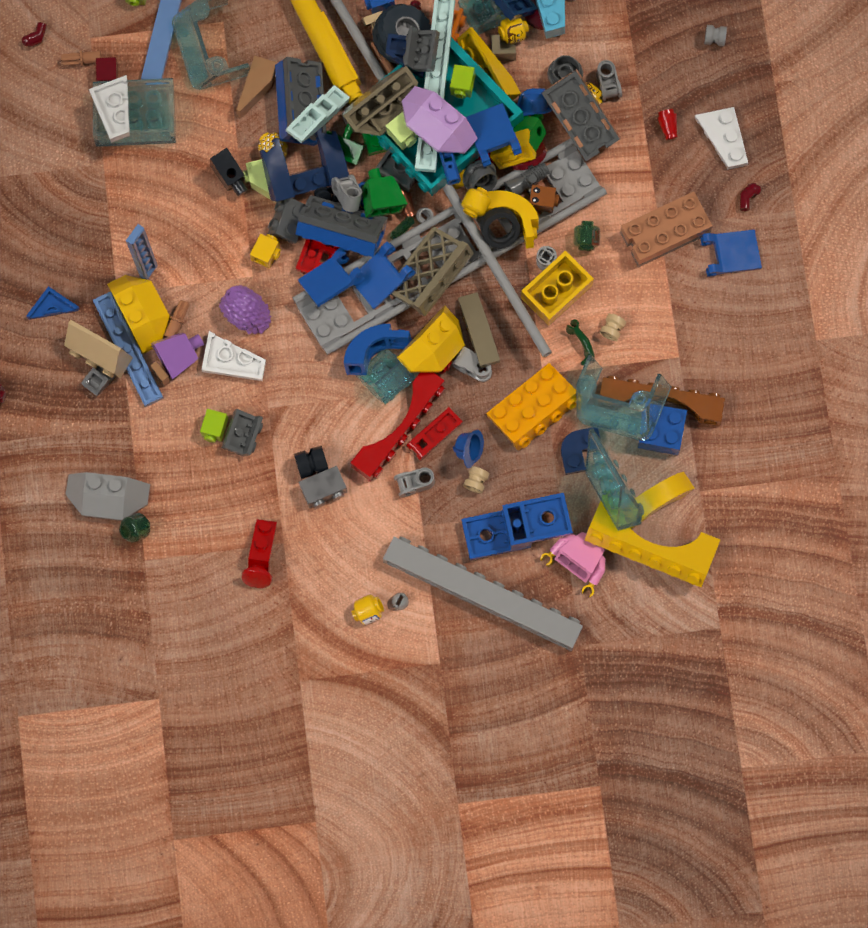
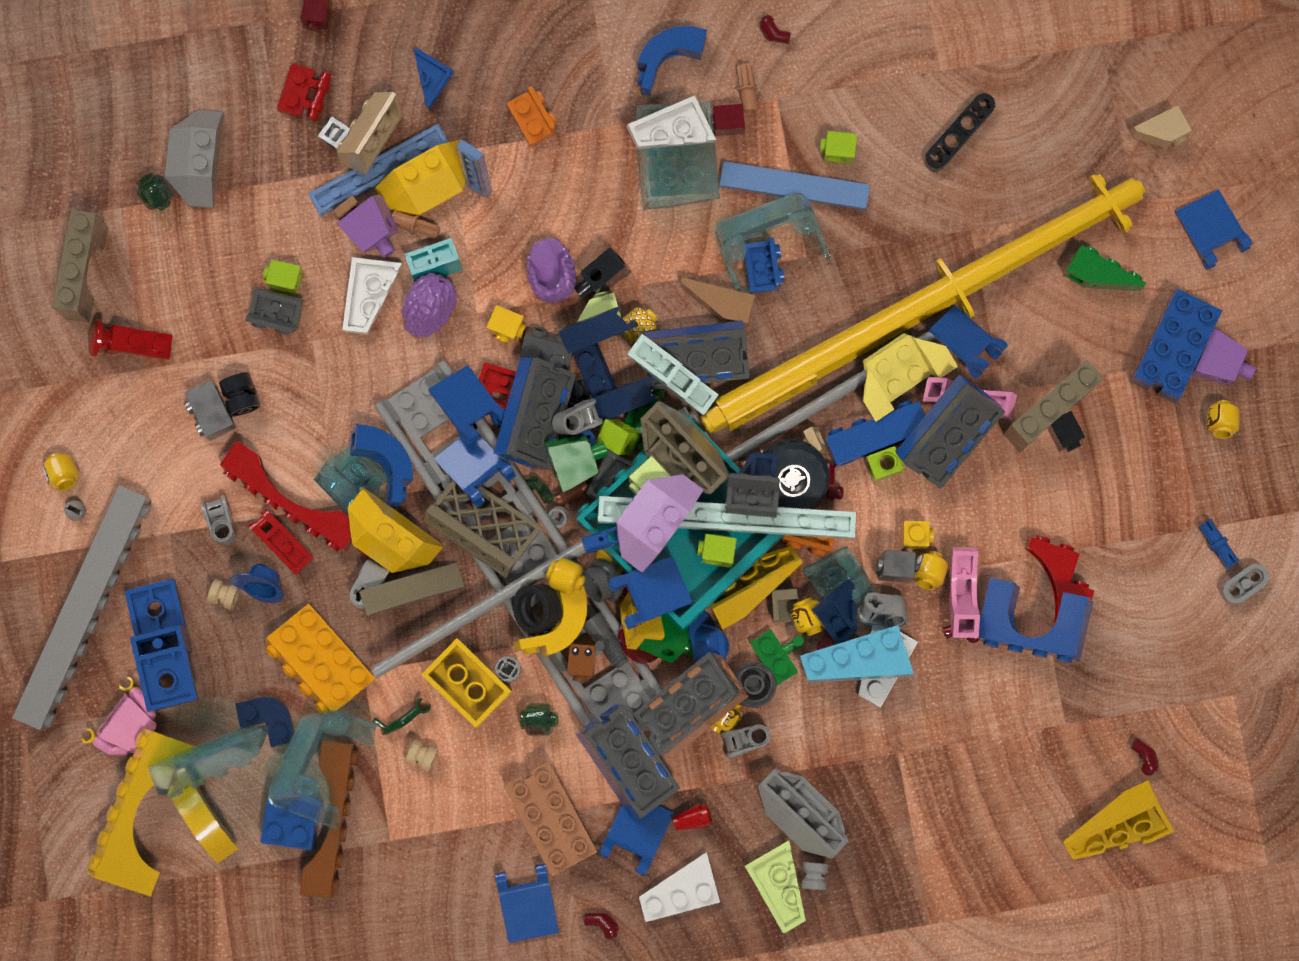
camera: 85 degrees right, 5 degrees up
(38, 106) = (672, 42): none -> blue arch
(55, 413) = (297, 89): none -> red plate
(92, 224) = (532, 116): none -> orange bracket
(171, 579) = (83, 235): none -> dark tan arch
(207, 303) = (435, 258): none -> hinge
(224, 210) = (551, 271): none -> medium lavender piece
(233, 48) = (763, 266): none -> blue bracket
(362, 163) = (618, 436): none -> lime brick
(542, 58) = (776, 656): none -> green plate
(623, 164) = (628, 761): none -> dark grey piece
(669, 39) = (803, 813): none -> light grey wedge
(676, 166) = (638, 835): none -> blue flag
(721, 64) = (778, 885): none -> yellowish green wing

